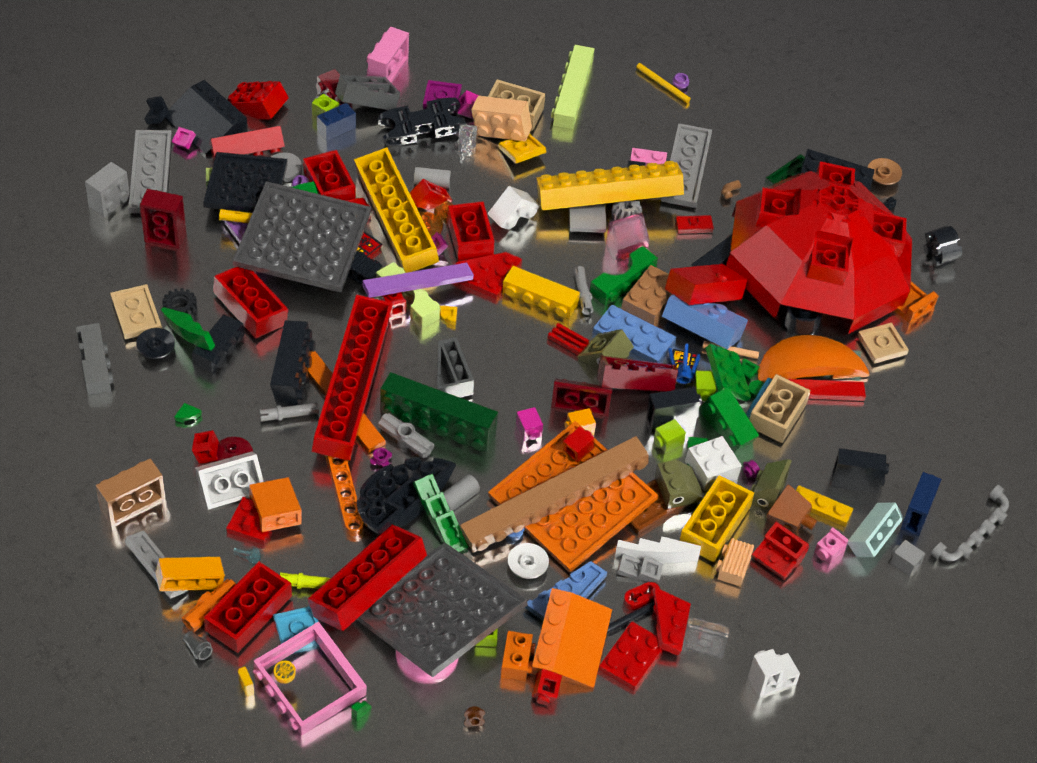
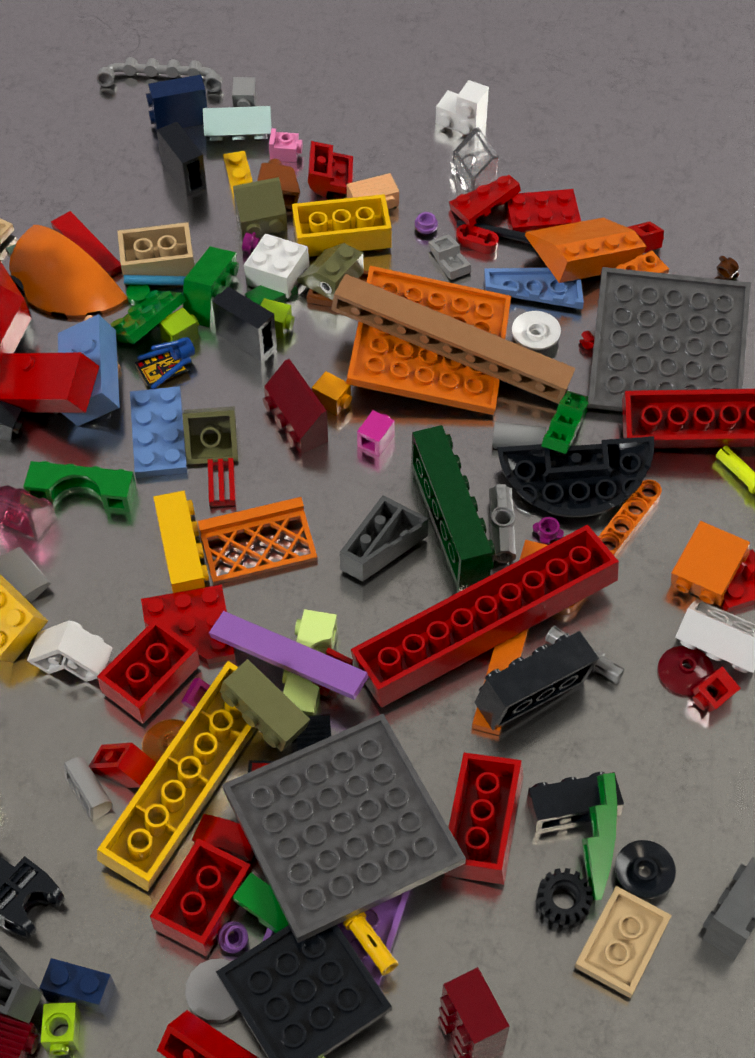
camera: 125 degrees left, 5 degrees up
(187, 412) = (691, 754): green tile -> none
(394, 243) = (264, 705): none -> olive brick
(442, 210) = (128, 731): clear orange plate -> none
(448, 314) = (290, 613): yellow tile -> none
(518, 342) = (250, 520): none -> orange fence
(579, 444) = (378, 348): red brick -> none
(582, 286) = (137, 510): light grey pin -> none
(636, 374) = (234, 379): dark red wedge -> none
(648, 296) = (93, 438): medium nougat brick -> none
(664, 552) = (418, 247): white slope -> none
(682, 577) = (426, 223): none -> medium lavender plate
(750, 369) = (116, 312): green tile -> none

